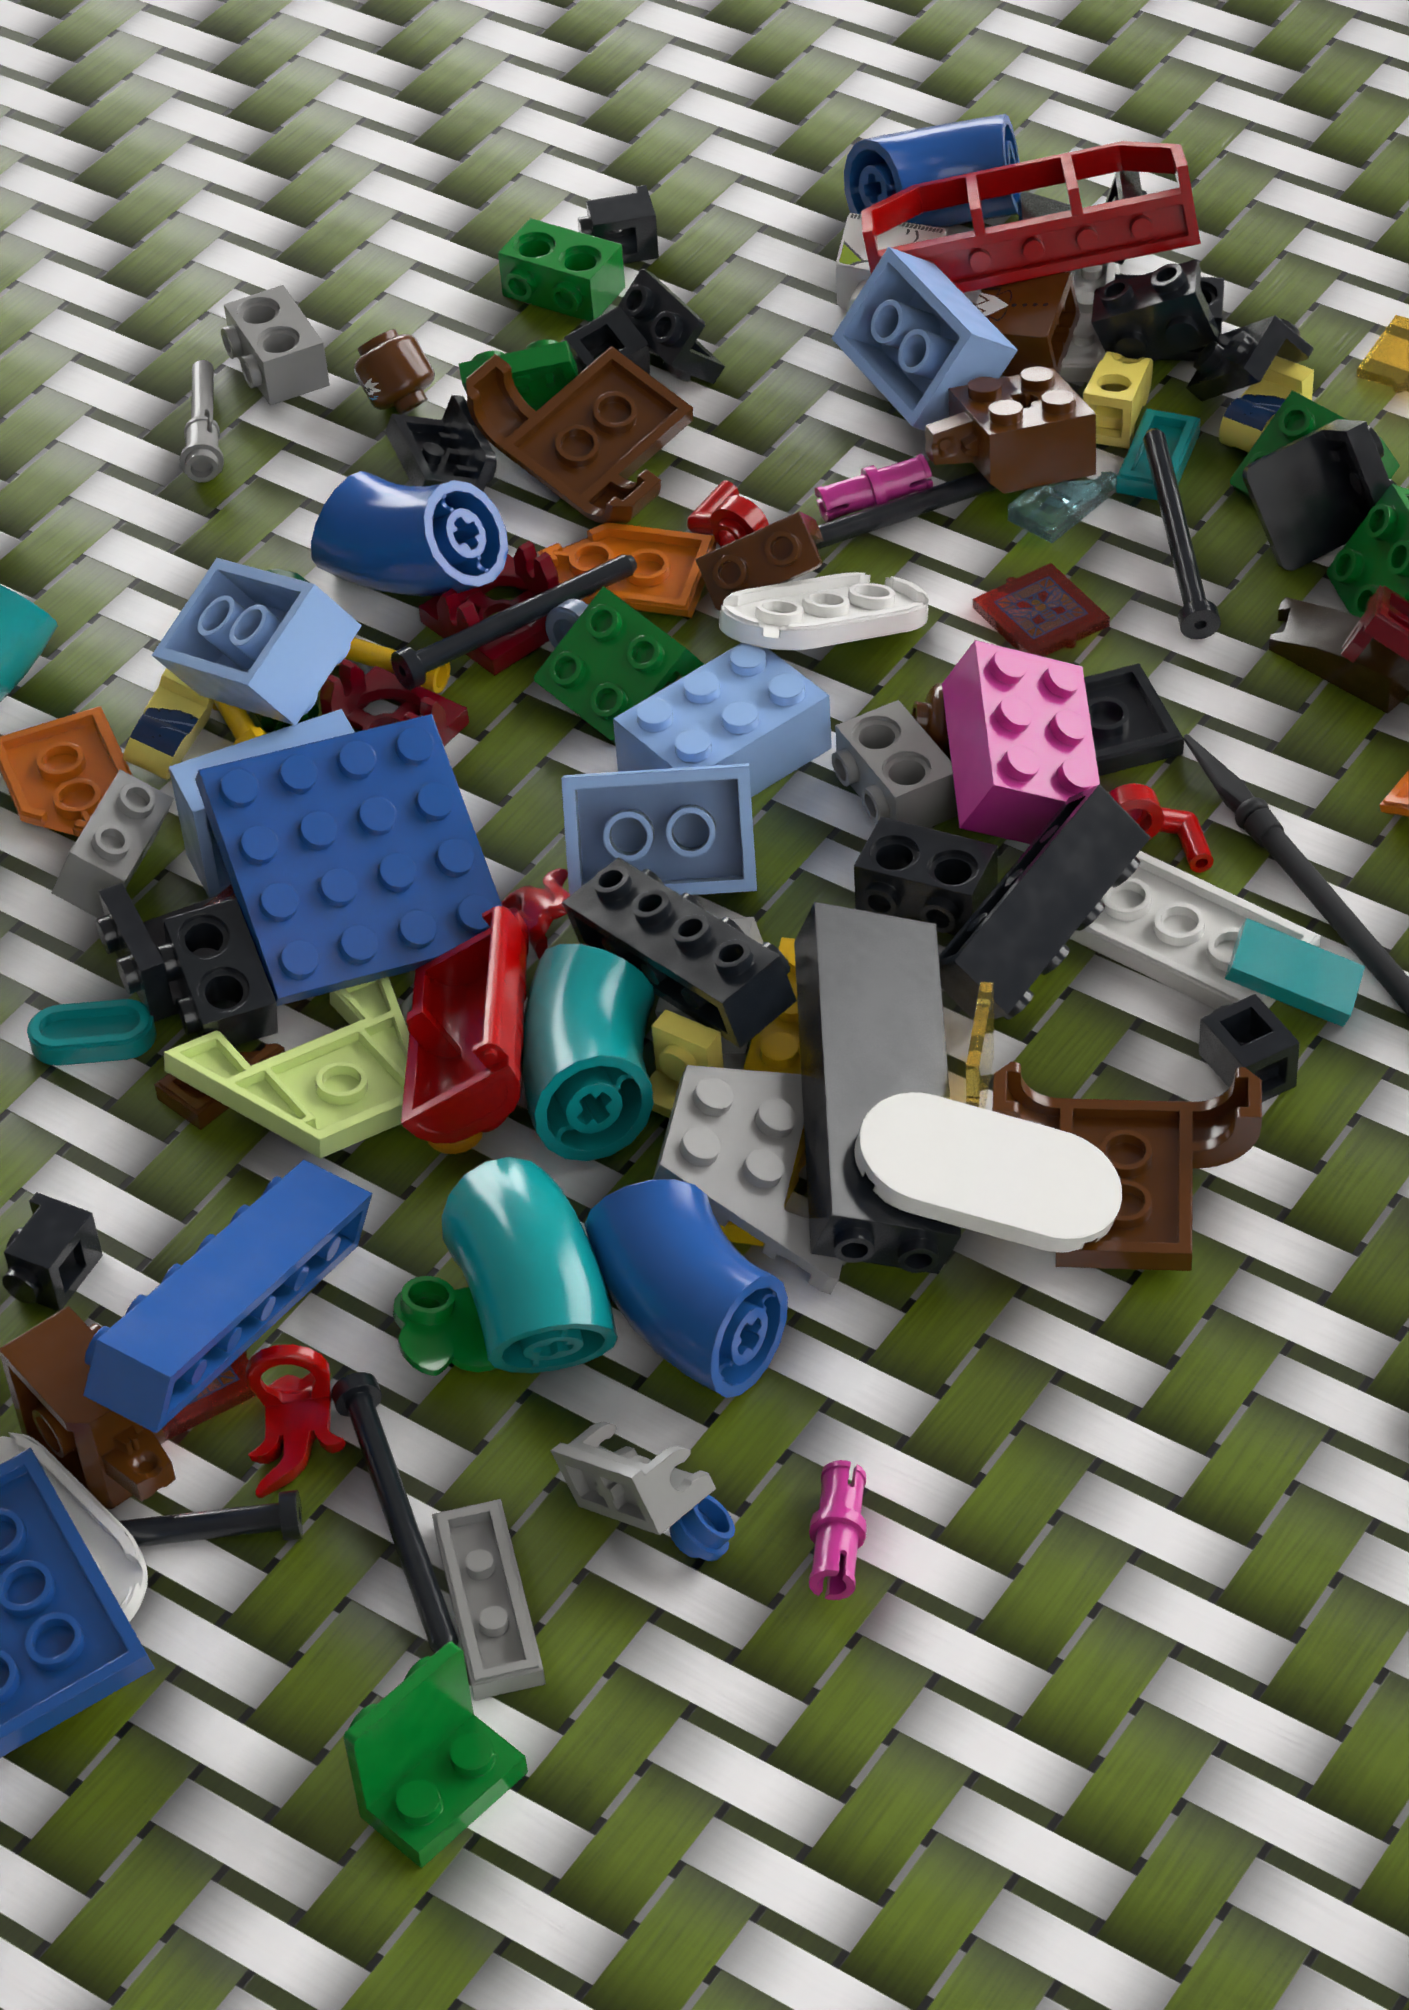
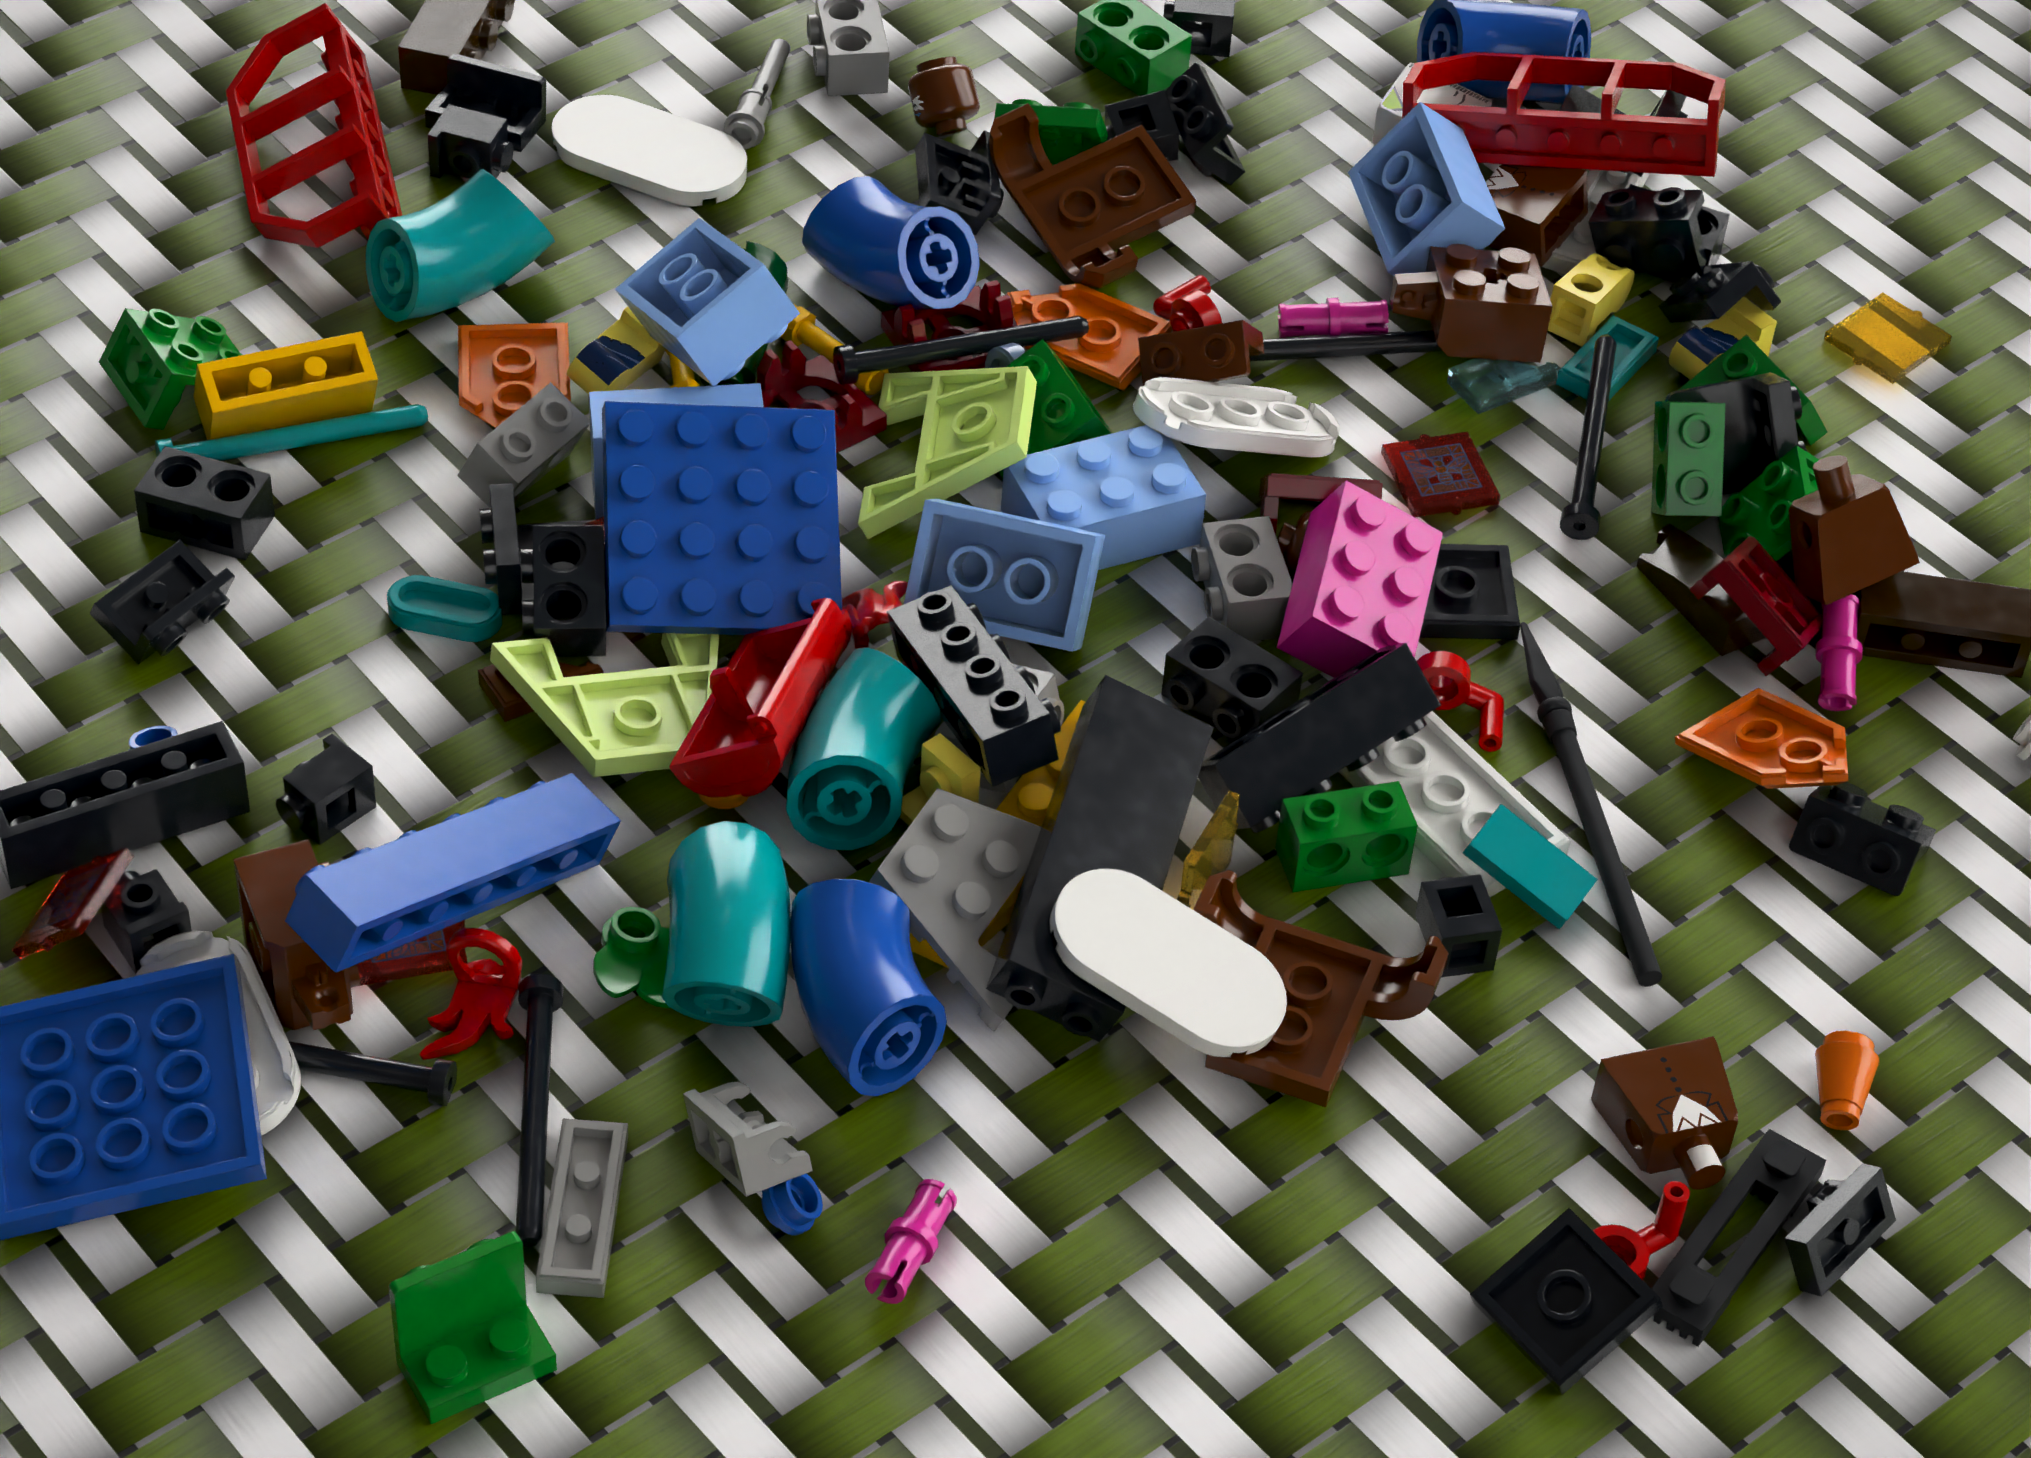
camera: 10 degrees right, 0 degrees up
(111, 508) = (649, 150): none -> white tile
(564, 699) = (969, 432): none -> yellowish green wing
(890, 670) = (1304, 487): none -> dark red piece
(1103, 996) = (1346, 836): none -> green brick
(1286, 527) = (1688, 458): none -> green brick

